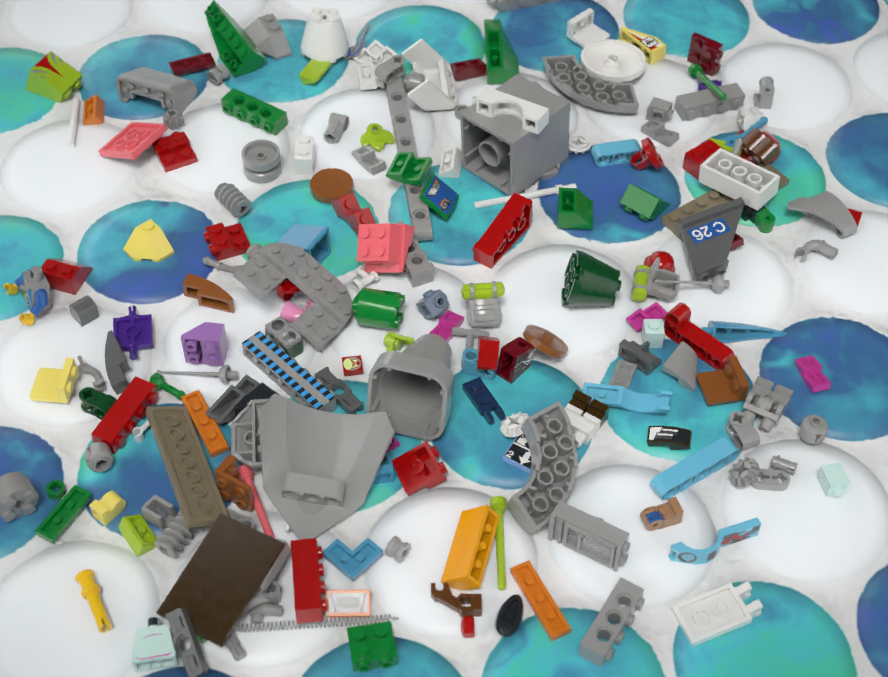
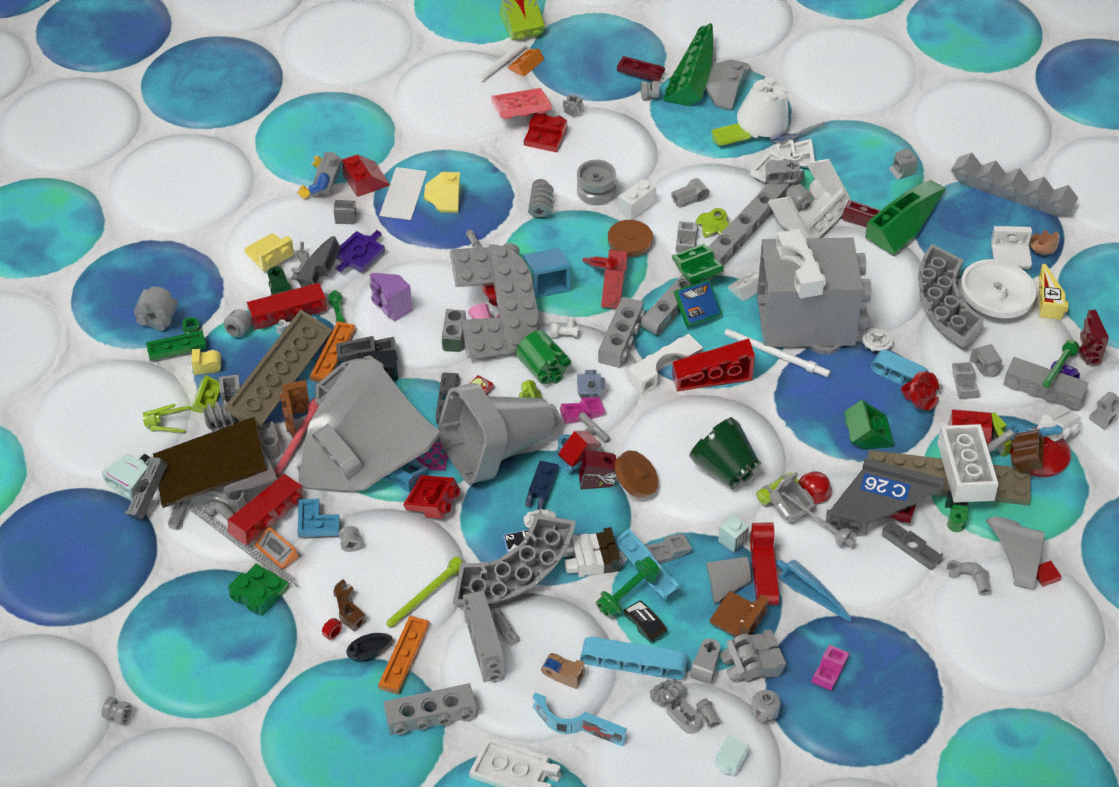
camera: 45 degrees right, 0 degrees up
(91, 592) = (133, 410): yellow pin -> none
(111, 267) = (403, 193): none -> white sticker
(117, 585) = (153, 417): none -> lime plant
(169, 89) = (588, 71): light grey windscreen -> none
(207, 293) = (439, 258): dark orange slope -> none
(225, 373) = (383, 327): light grey sword -> none
(226, 241) = (501, 227): red plate -> none
(254, 111) = (640, 139): green brick -> none
(288, 373) = (424, 360): brick -> none
(338, 213) = (600, 262): none -> red axle
(384, 246) = (599, 309): coral piece -> none
(456, 19) = (904, 164): none -> light grey window
(461, 268) = (644, 373): none -> white arch
(470, 548) = (398, 578): light orange brick -> none
(483, 303) = (623, 410): light grey piece -> none
(574, 209) = (797, 390): green slope -> none
(604, 15) = (1044, 243): none -> nougat hair
(636, 444) = (609, 604): none -> green piece
(639, 355) = (704, 543): dark grey panel -> none
(654, 311) = (749, 517): dark pink slope -> none
(748, 259) = (922, 553): none -> dark grey piece

